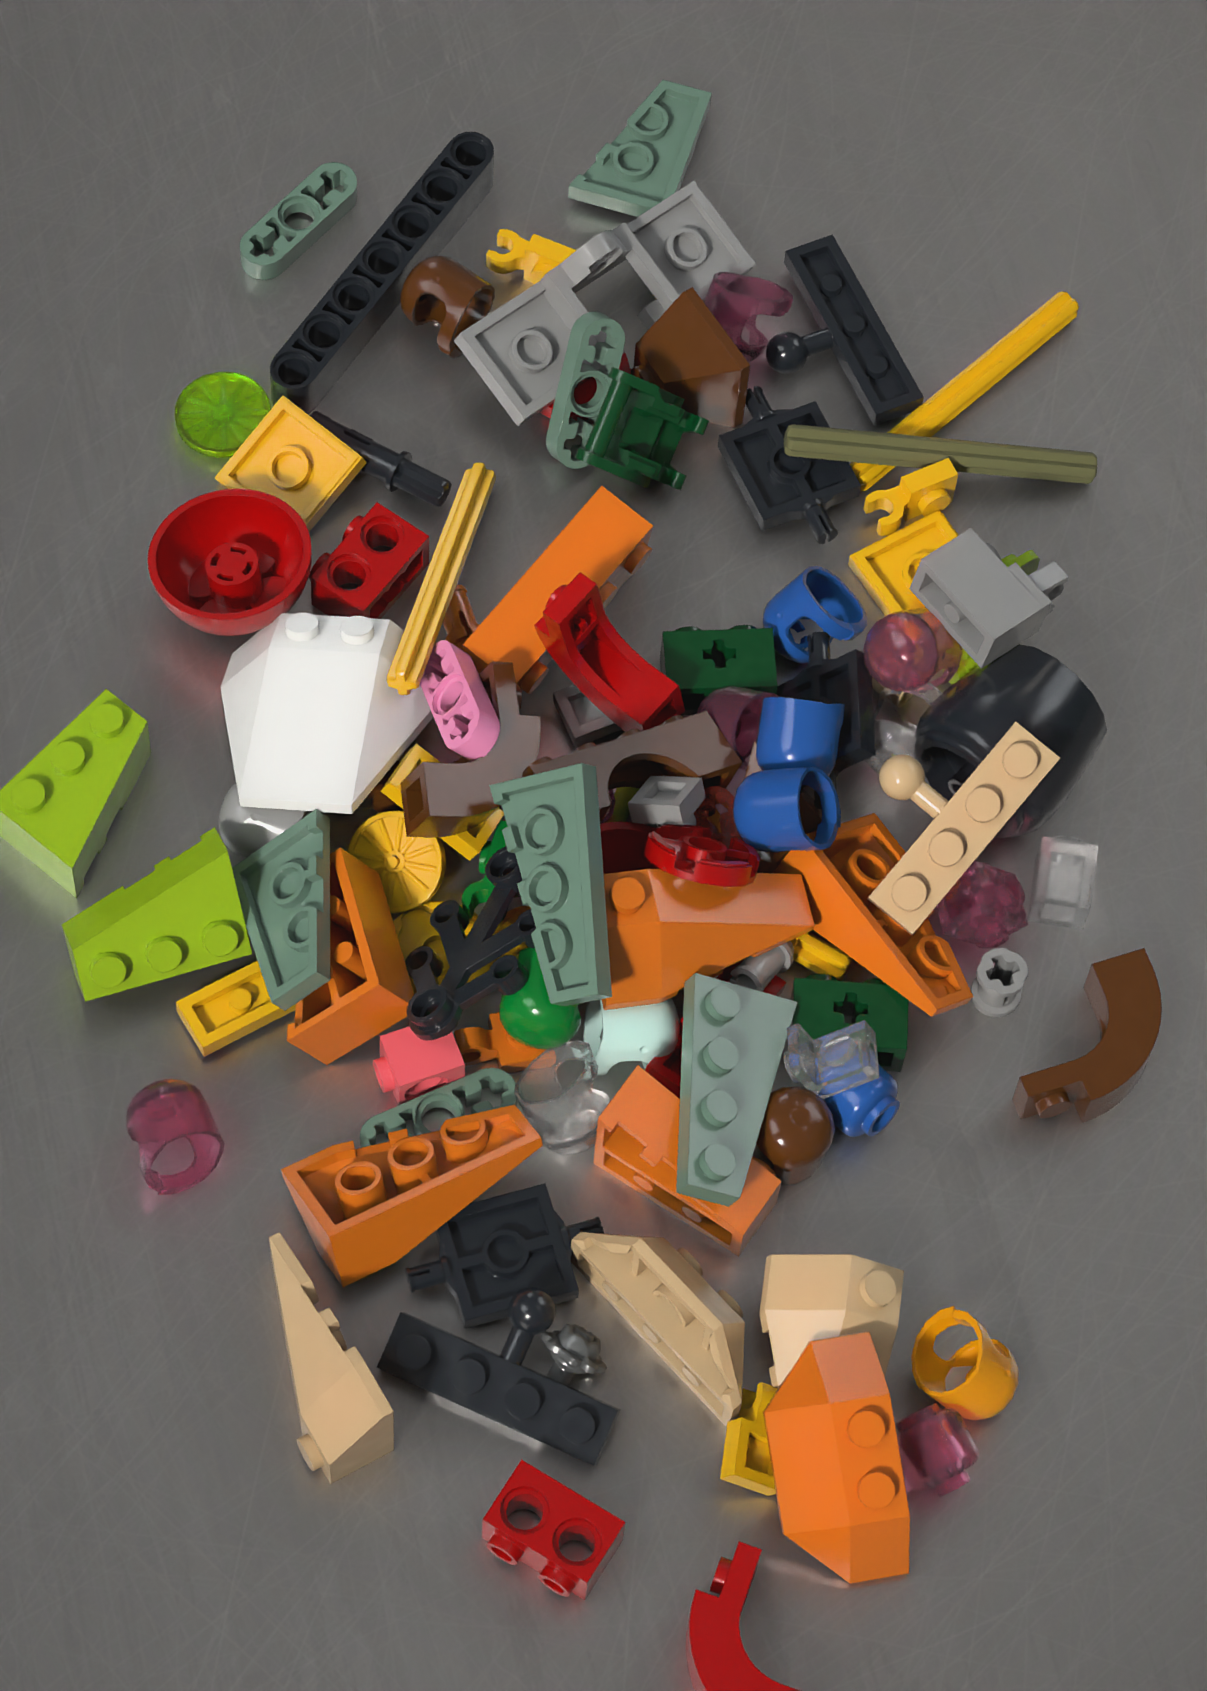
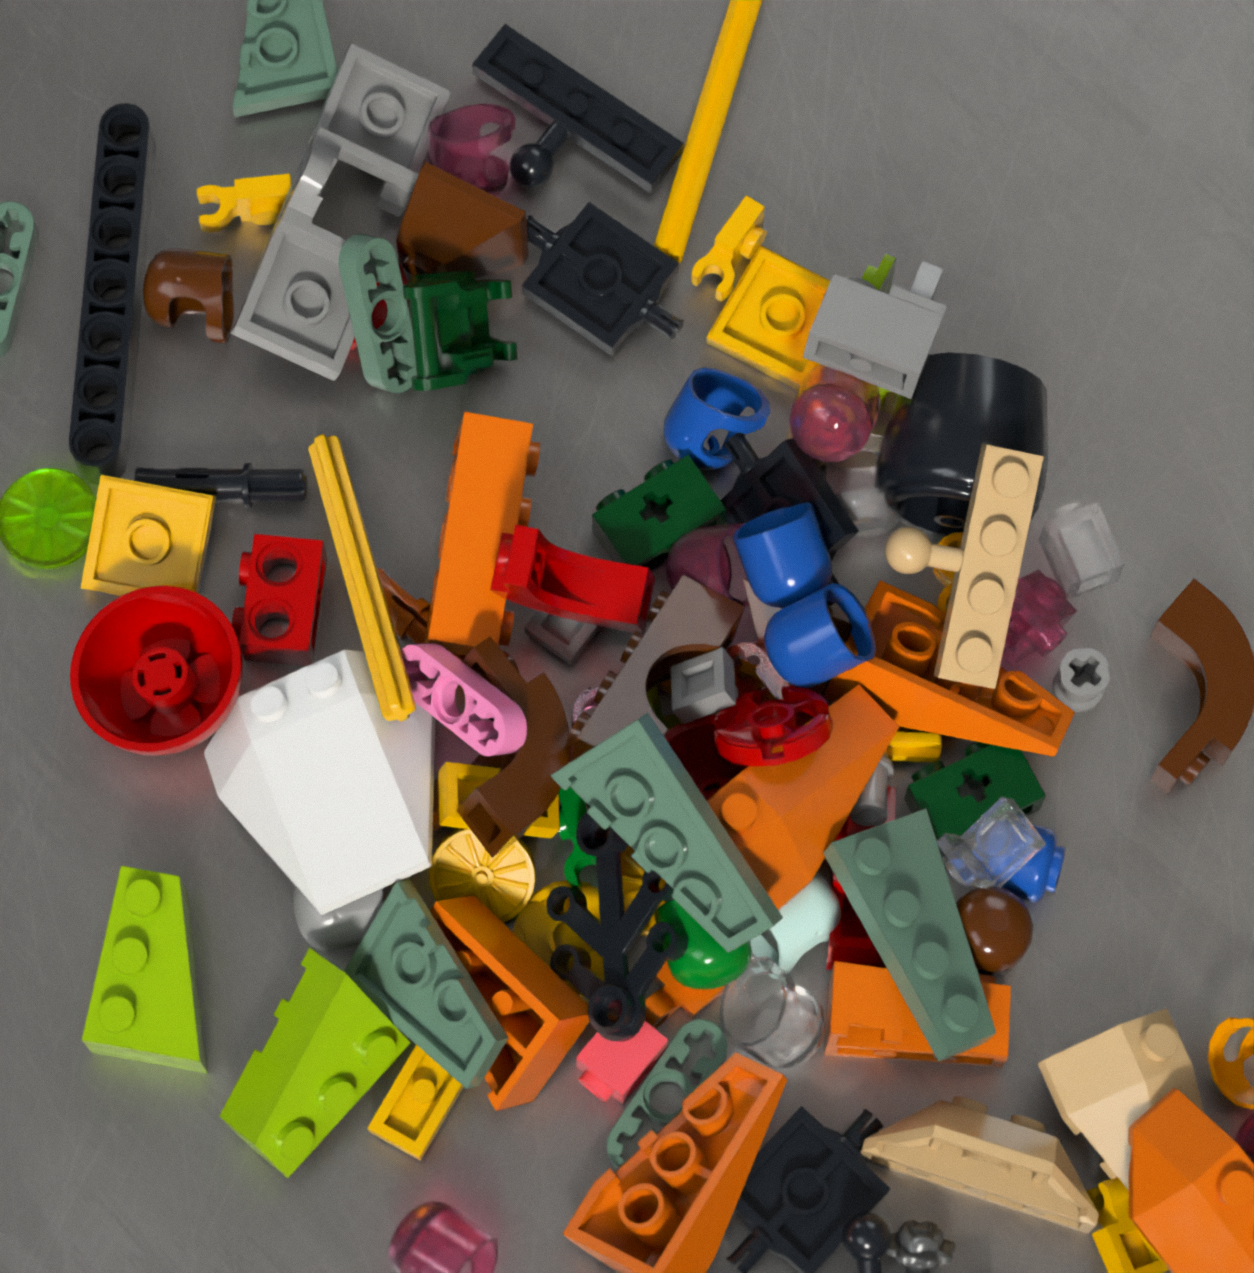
camera: 25 degrees left, 10 degrees up
(923, 451) = (729, 192): olive axle -> none

